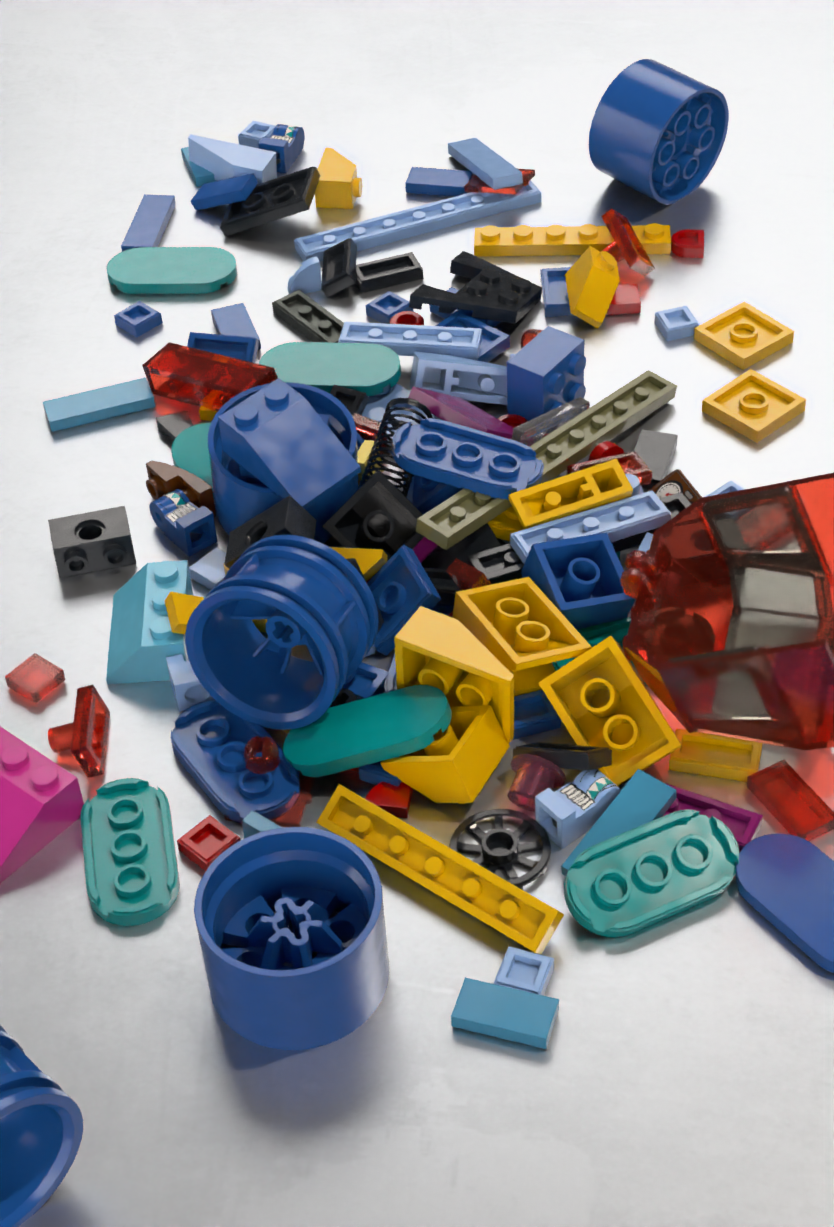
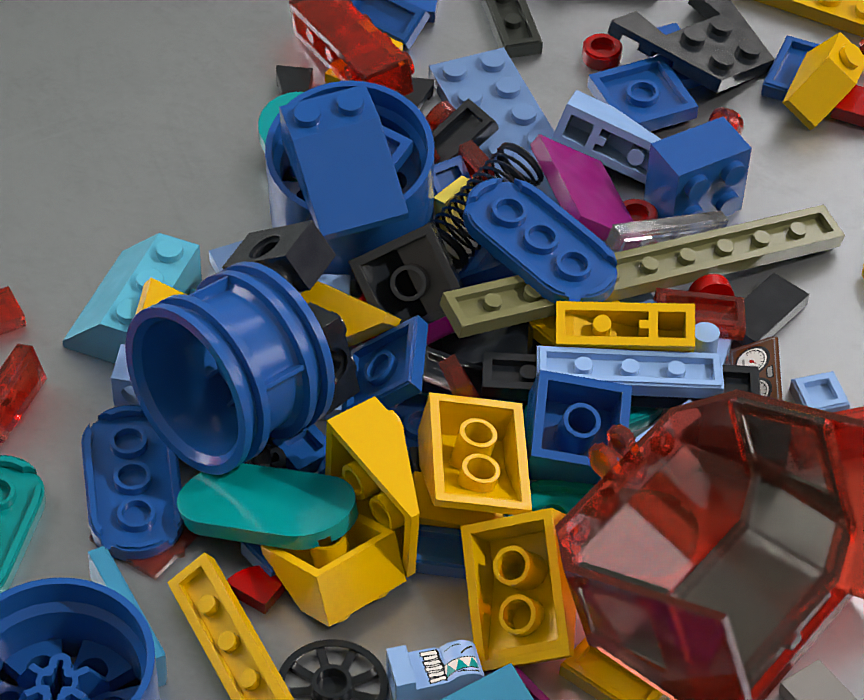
camera: 20 degrees right, 5 degrees up
(91, 541) = (130, 184): black brick -> none
(98, 404) = (230, 27): tile -> none
(166, 478) = (246, 155): reddish brown slope -> none
(180, 517) = (232, 192): blue leg -> none
(206, 842) = (57, 557): red tile -> none
(270, 755) = (160, 491): clear red hinge -> none
(326, 364) = (493, 78): tile -> none
(386, 306) = (591, 20): blue tile -> none
(420, 338) = (586, 73): light blue tile -> none
(531, 778) = (402, 628): clear pink piece -> none
(569, 756) = (445, 616): black tile -> none

